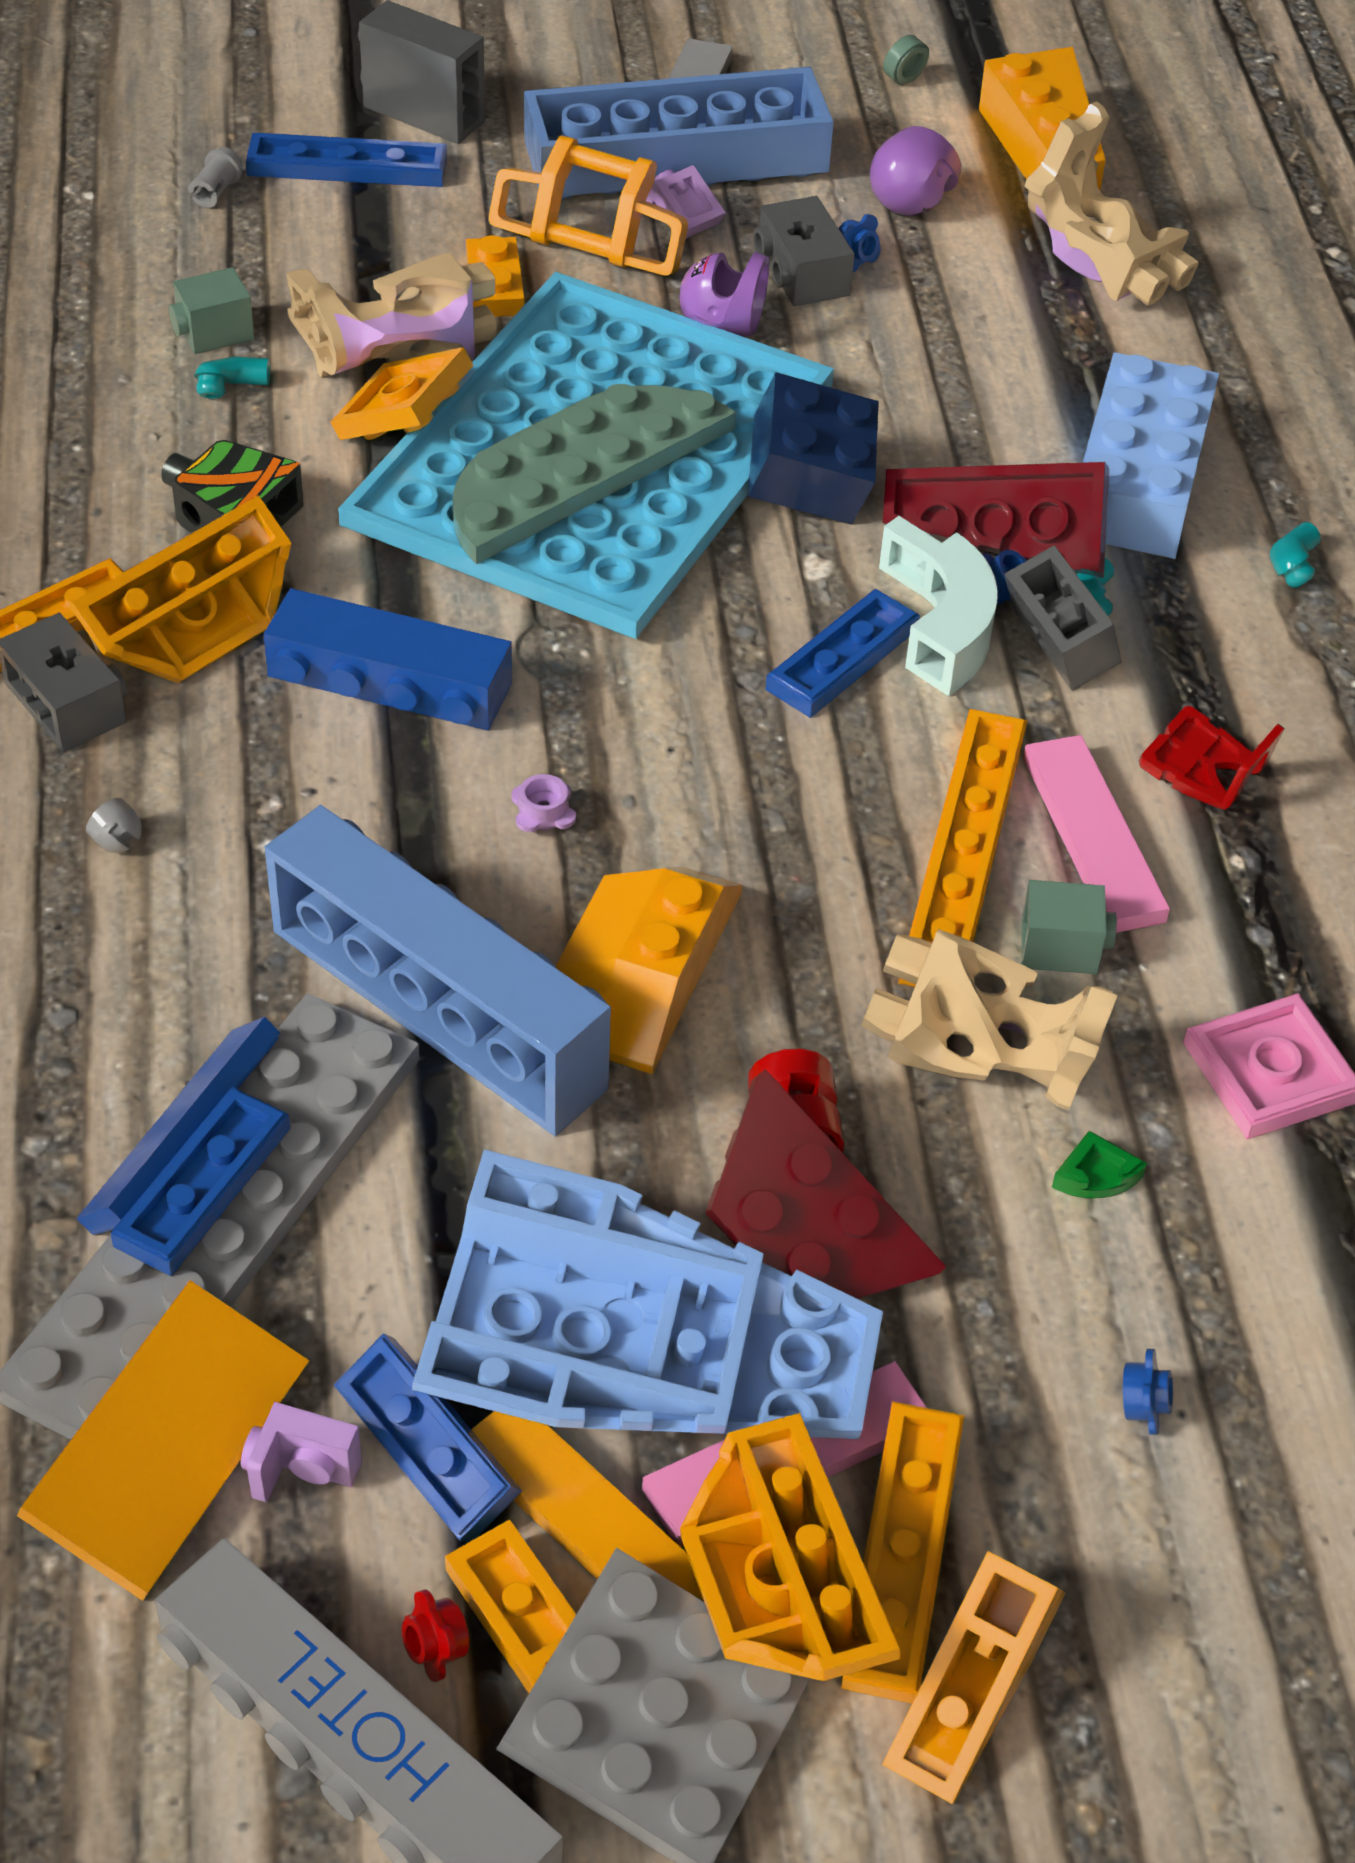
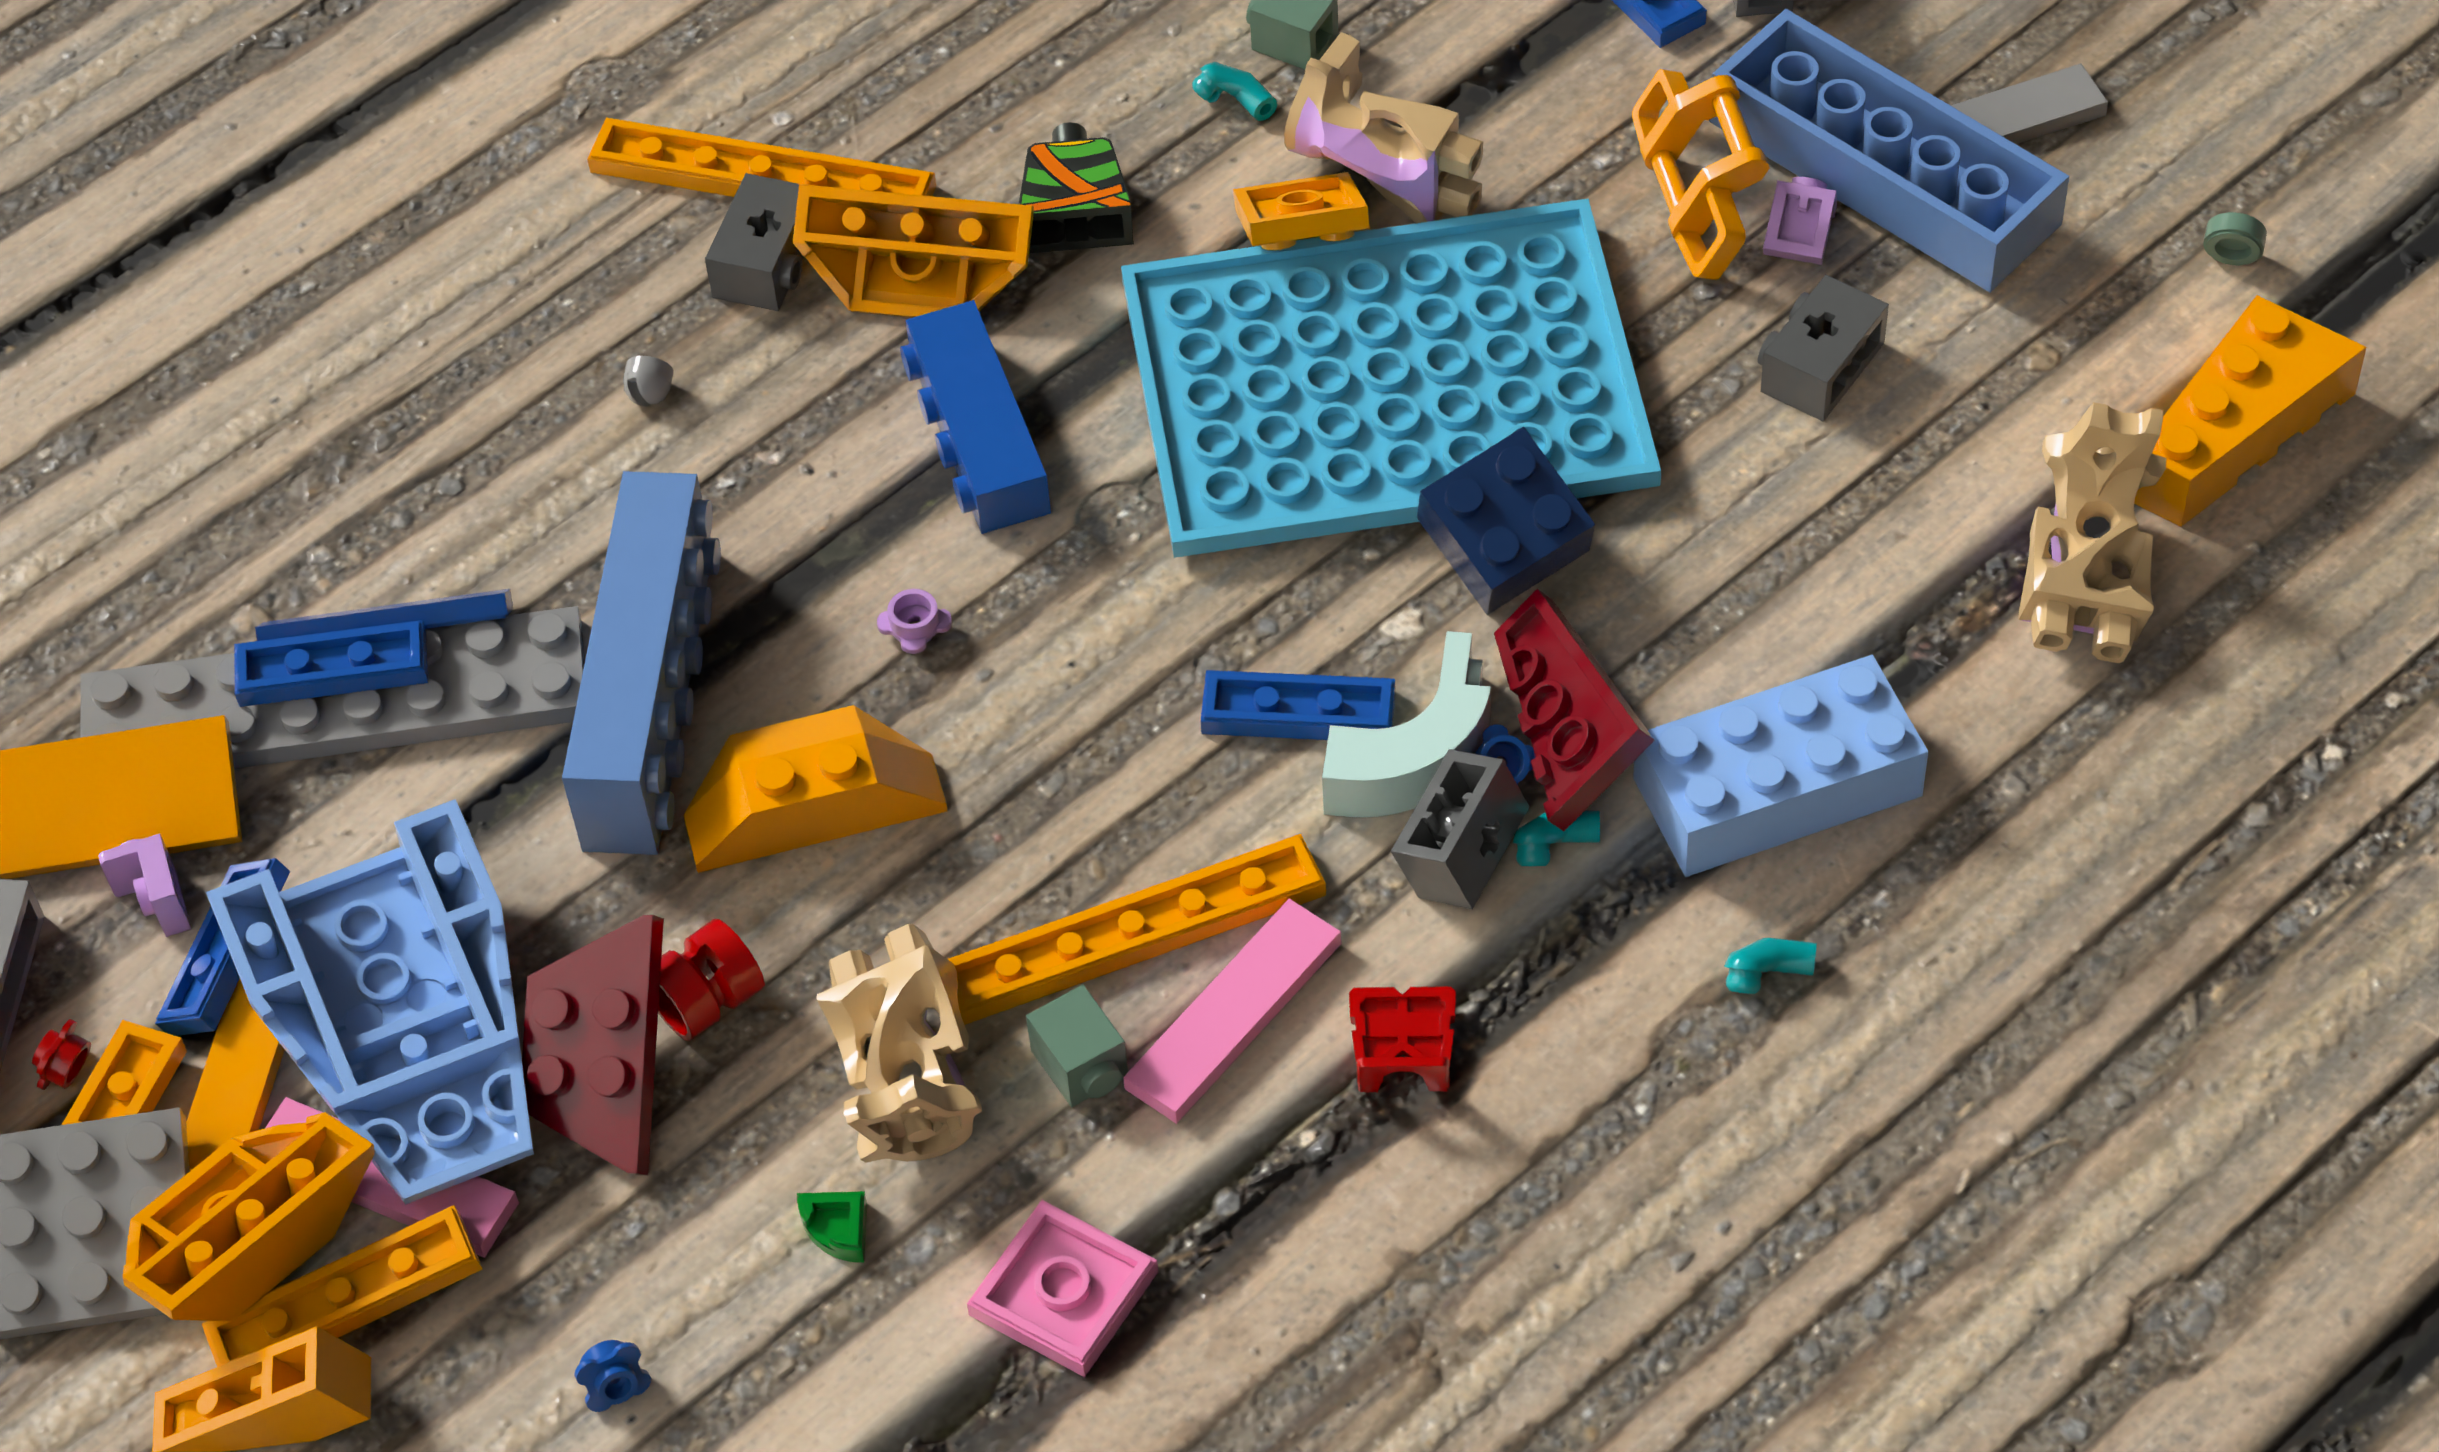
camera: 60 degrees right, 5 degrees up
(502, 259) = (1559, 163): light orange plate -> none
(578, 460) = (1328, 375): sand green plate -> none
(724, 296) = (1677, 334): medium lavender helmet -> none
(862, 239) = (1883, 364): blue plate -> none
(914, 170) = (2023, 346): medium lavender helmet -> none

